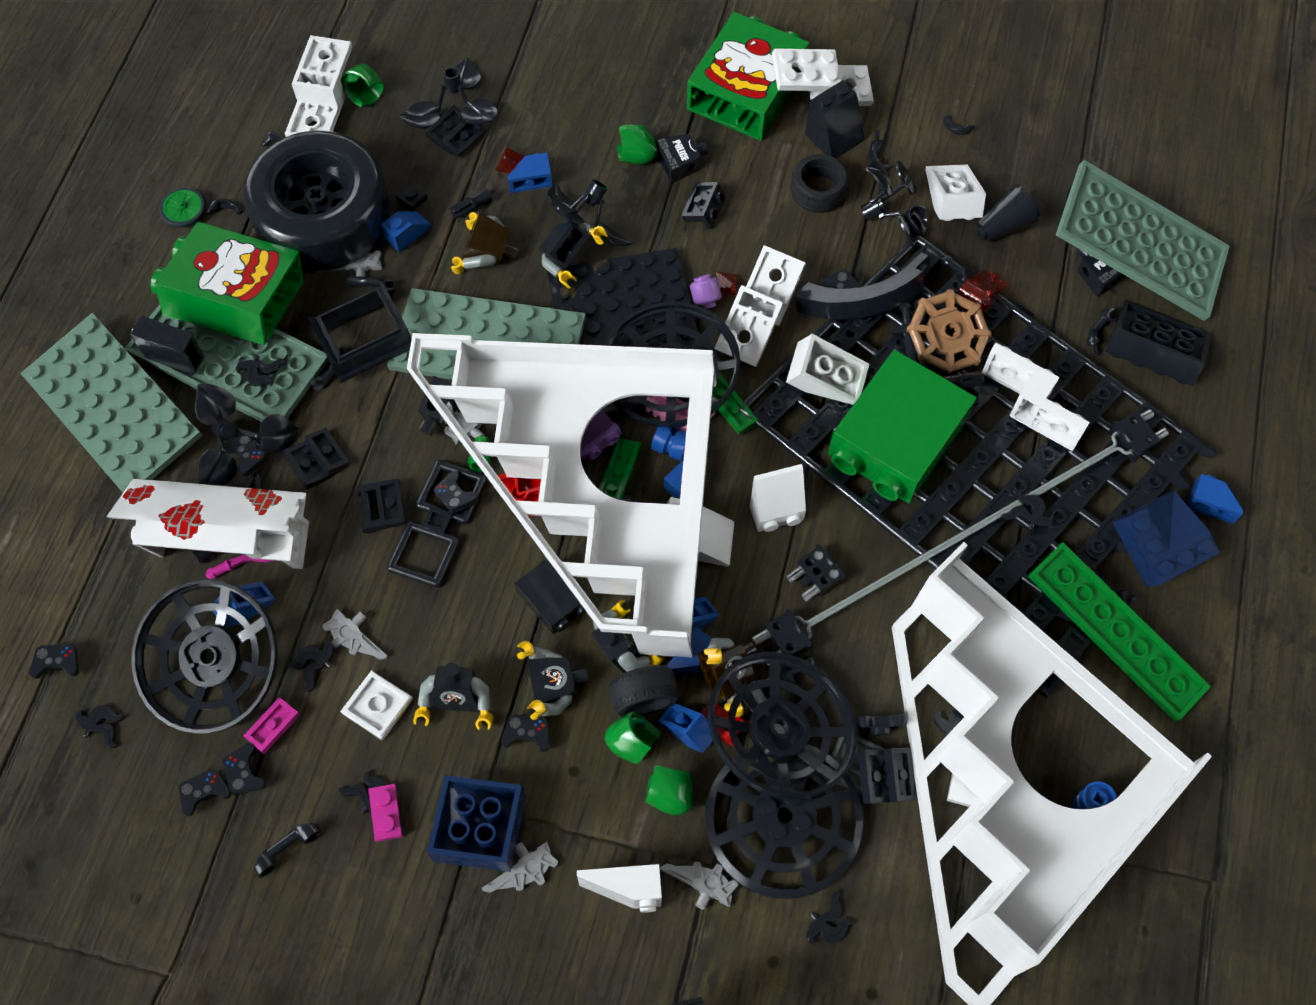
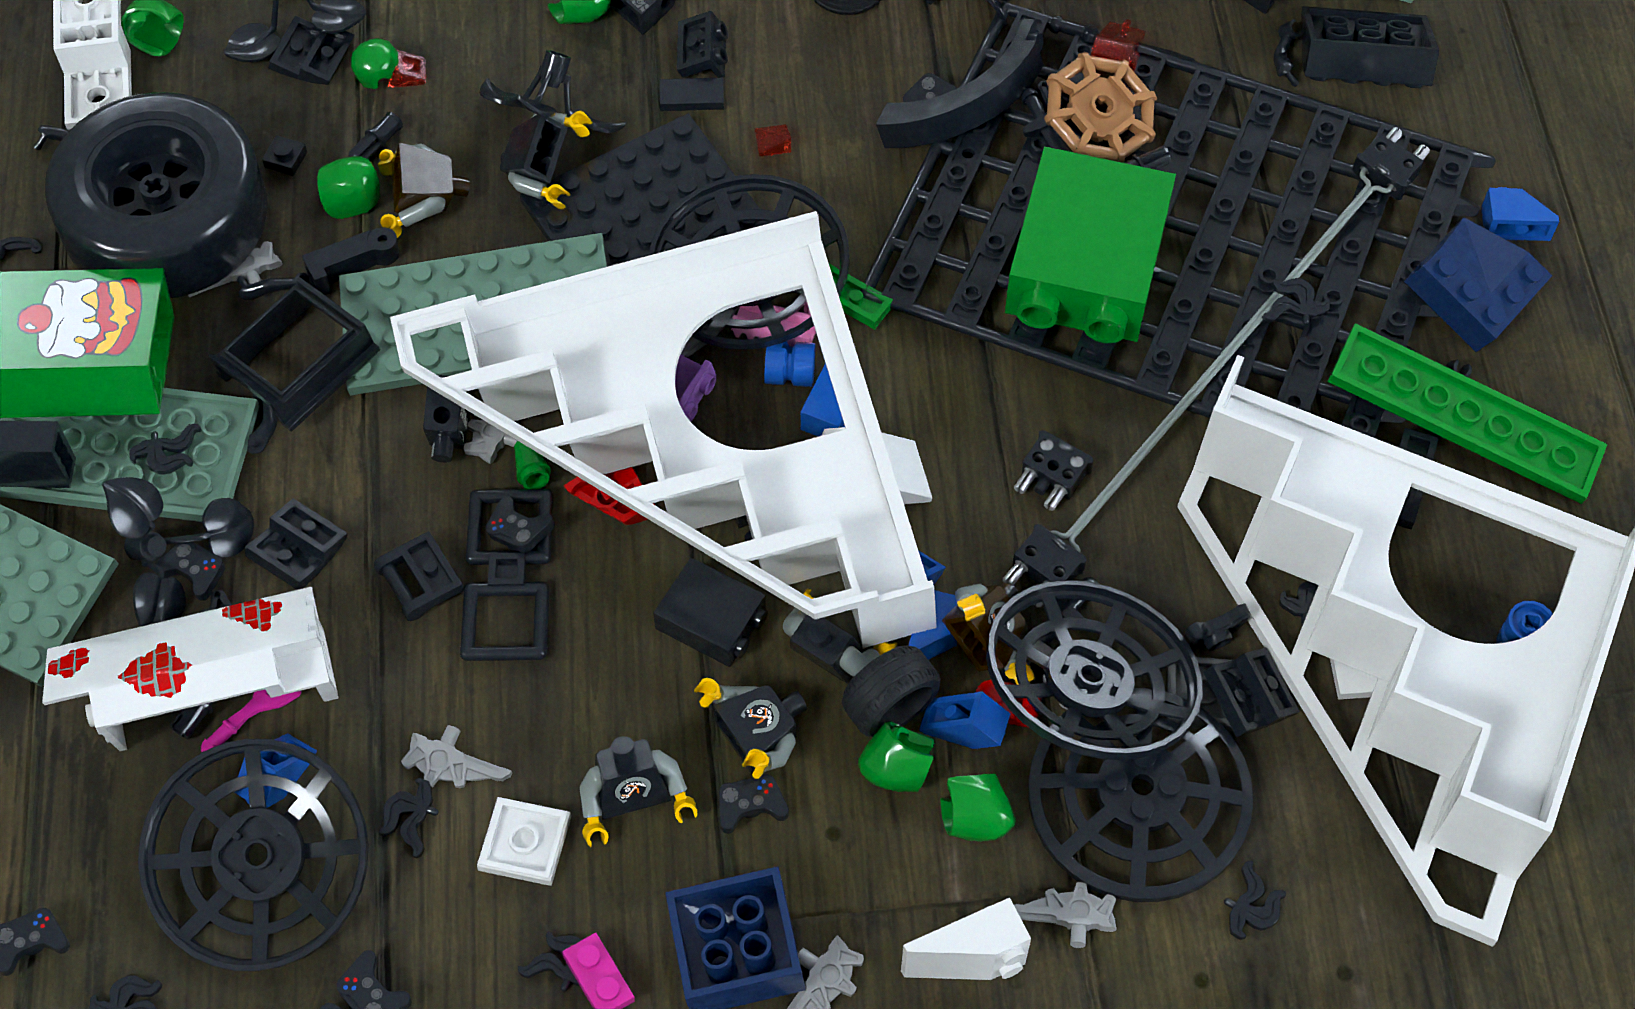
camera: 20 degrees left, 5 degrees down
(271, 725) = (386, 917): dark pink plate -> none
(404, 228) = (291, 202): blue slope -> none
(424, 278) = (350, 256): none -> black leg
(439, 231) = (348, 187): none -> green piece
(489, 151) = (374, 61): none -> green hair
(530, 174) = (446, 75): blue slope -> none
(620, 468) = (734, 414): green tile -> none
(685, 235) = (691, 94): none -> black tile
(705, 291) = (753, 155): medium lavender head -> none
(761, 304) = (838, 145): white bracket -> none
(778, 498) = (966, 387): white slope -> none
(827, 370) = (961, 206): white slope -> none
(1035, 388) = (1240, 143): white bracket -> none

